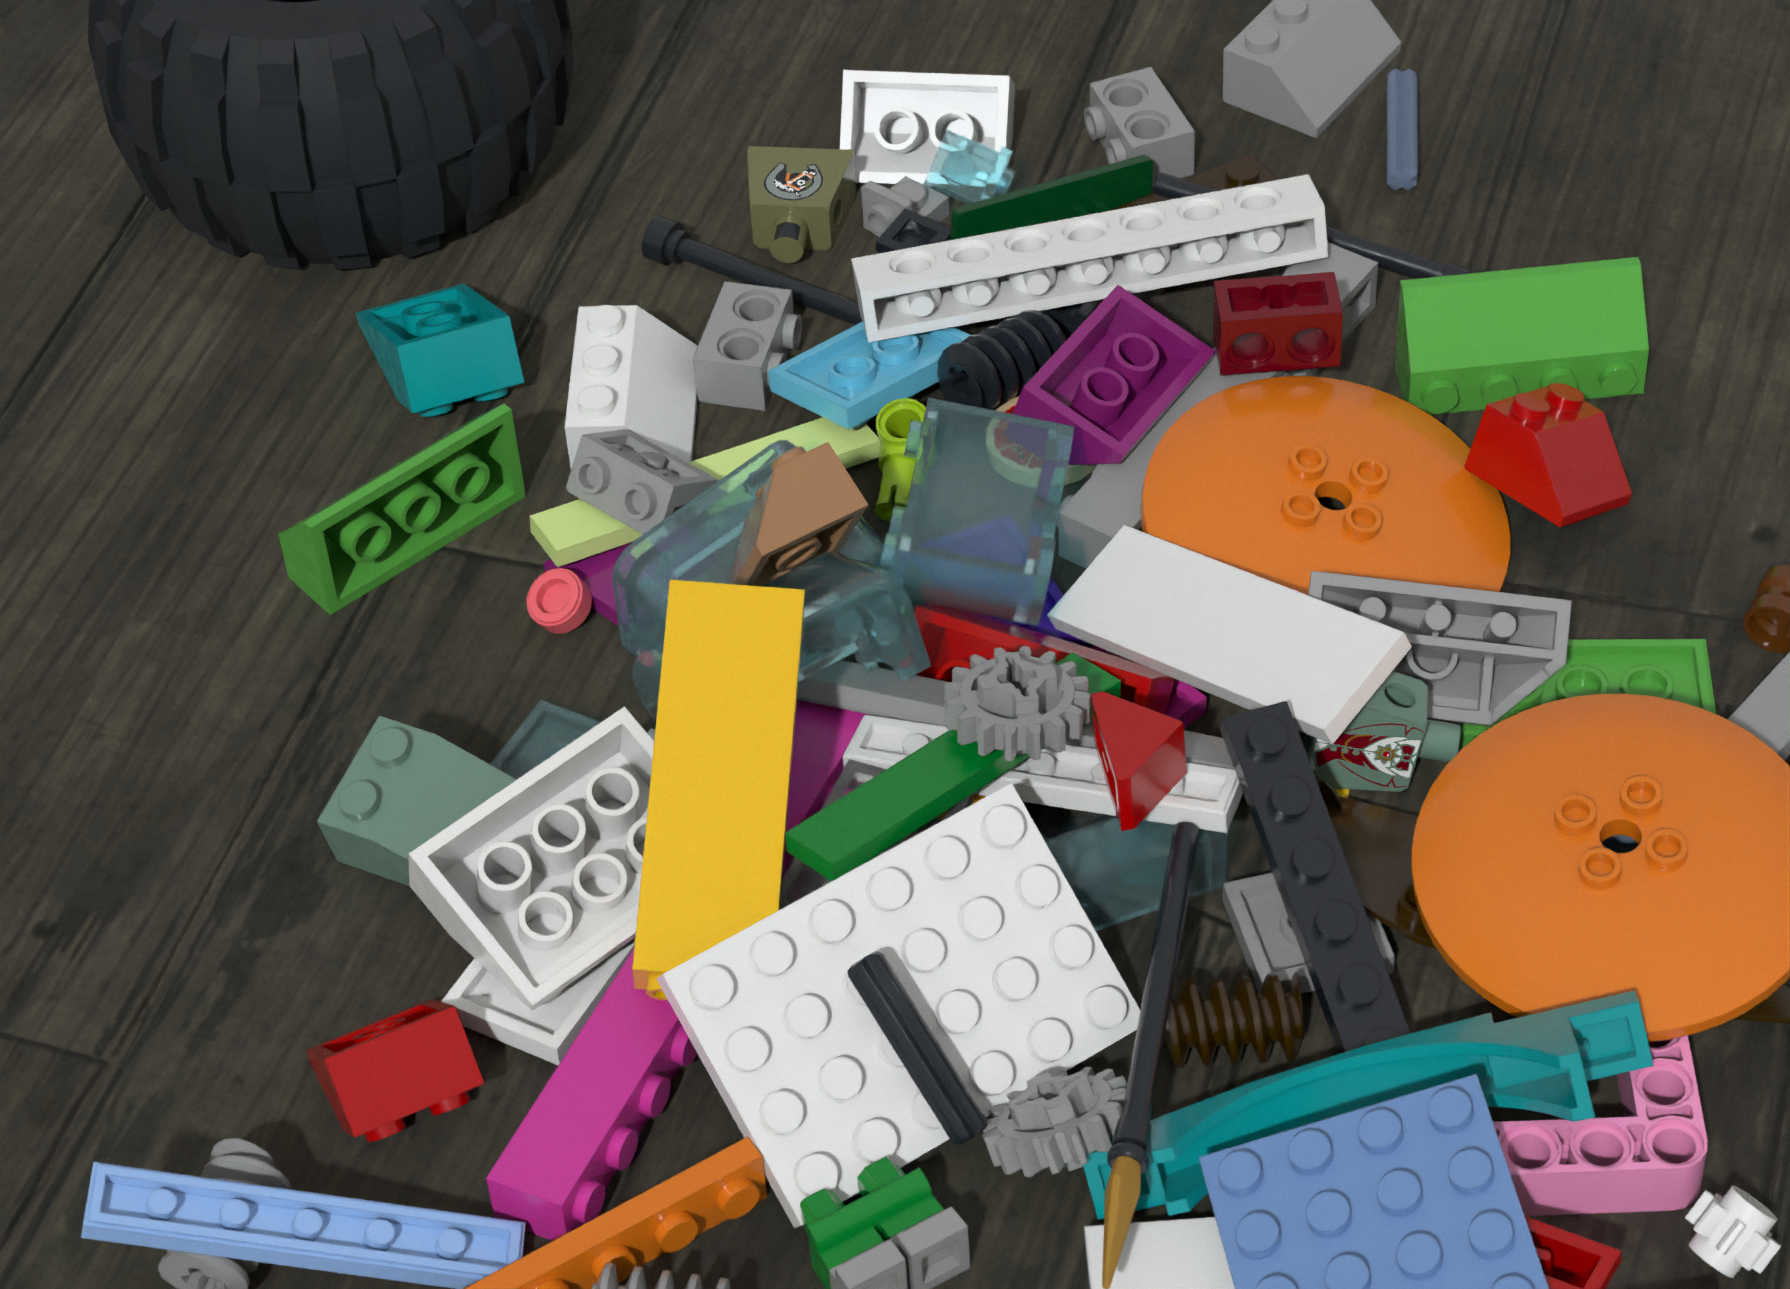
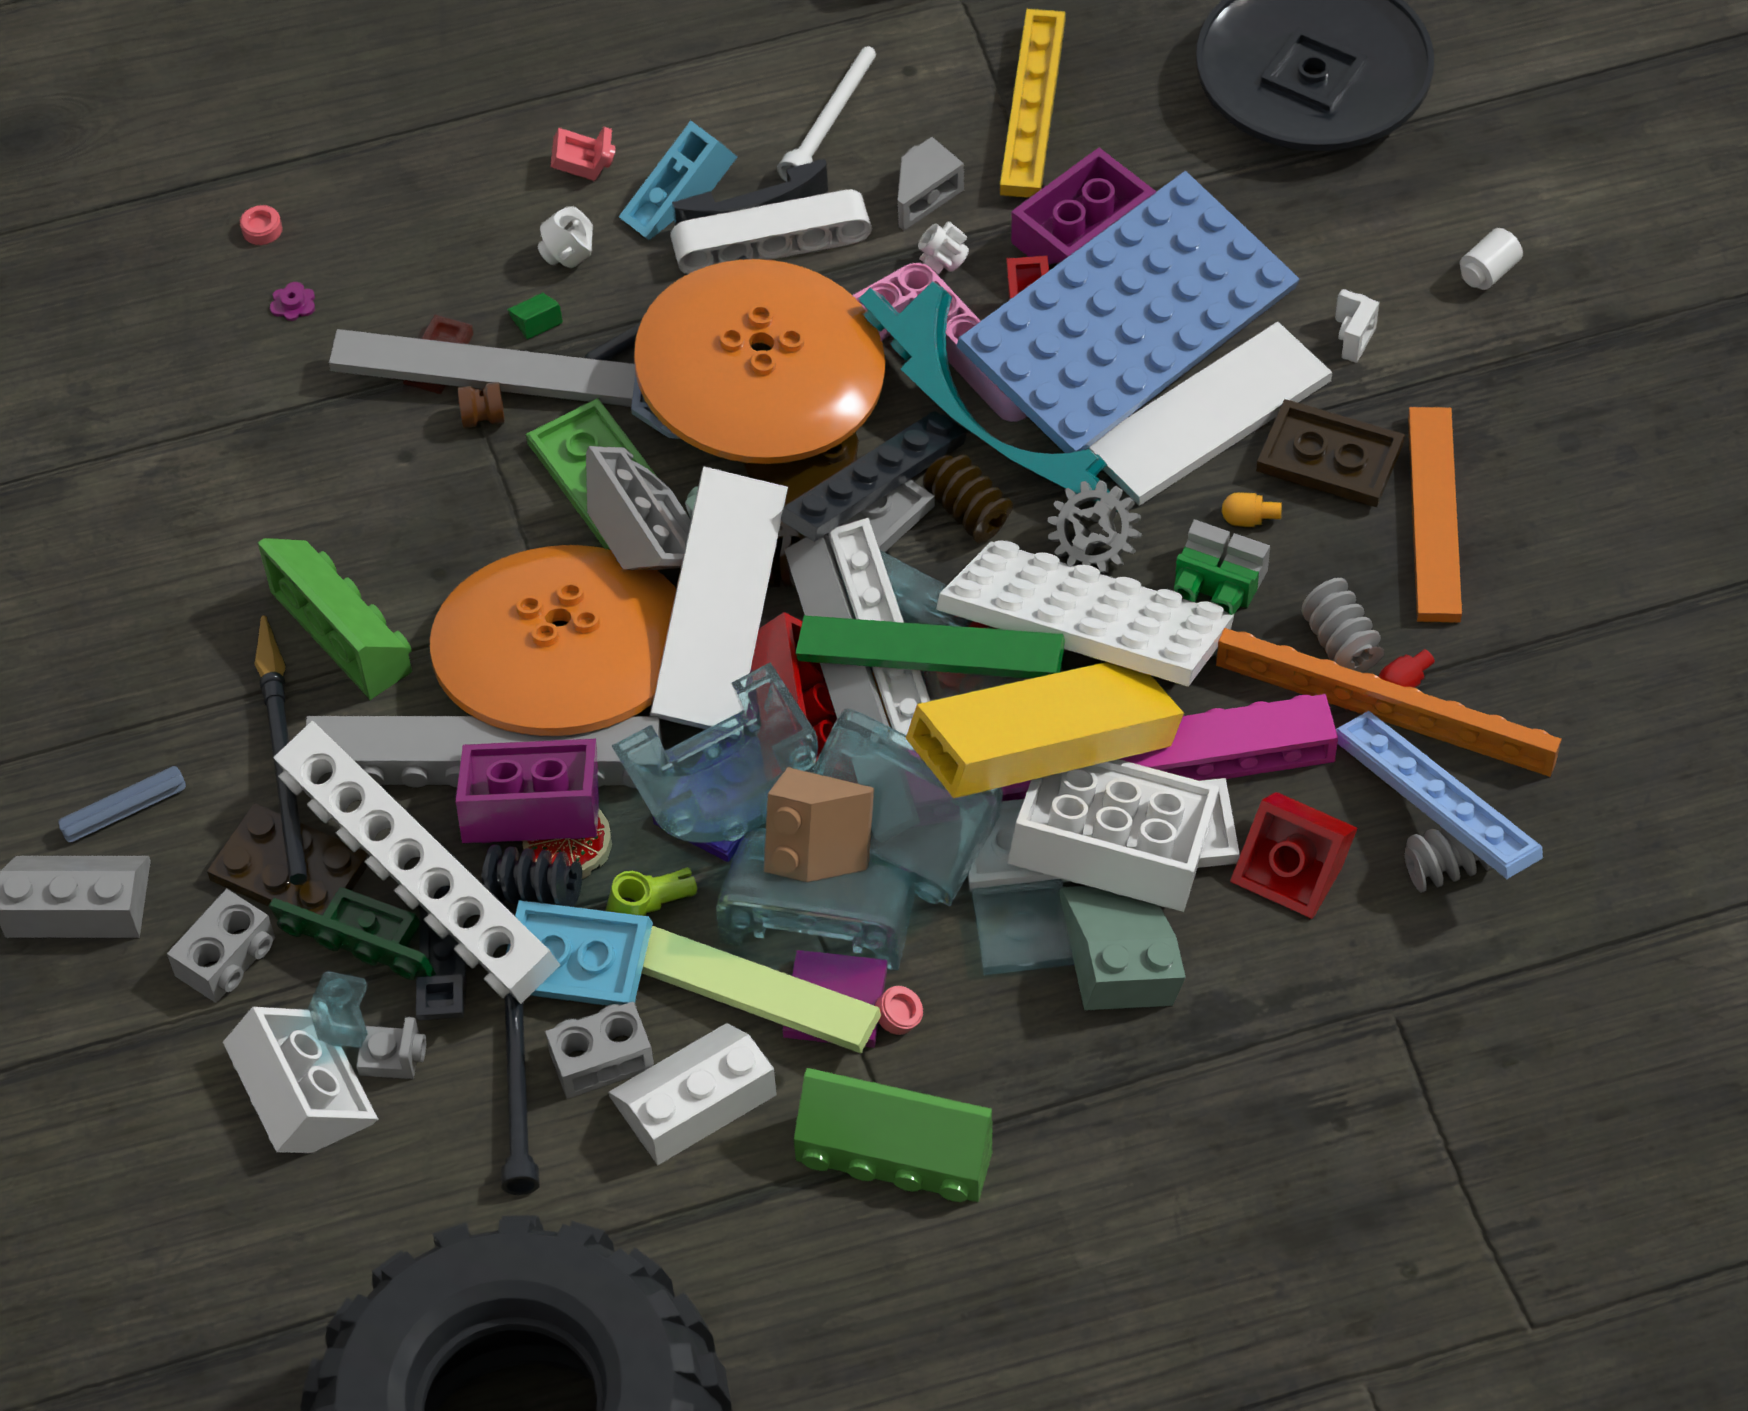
camera: 125 degrees left, 10 degrees up
(443, 348) = (723, 1239): teal slope -> none
(633, 478) = (791, 990): light grey bracket -> none
(799, 198) = (430, 1112): olive torso -> none
(917, 1048) = (1116, 581): black axle -> none
(1017, 703) = (881, 620): light grey gear -> none
(1132, 1135) = (1090, 470): black piece -> none
(1138, 754) = (871, 561): red slope -> none
(1277, 323) = (434, 702): dark red brick -> none
(1550, 454) = (432, 556): red slope -> none

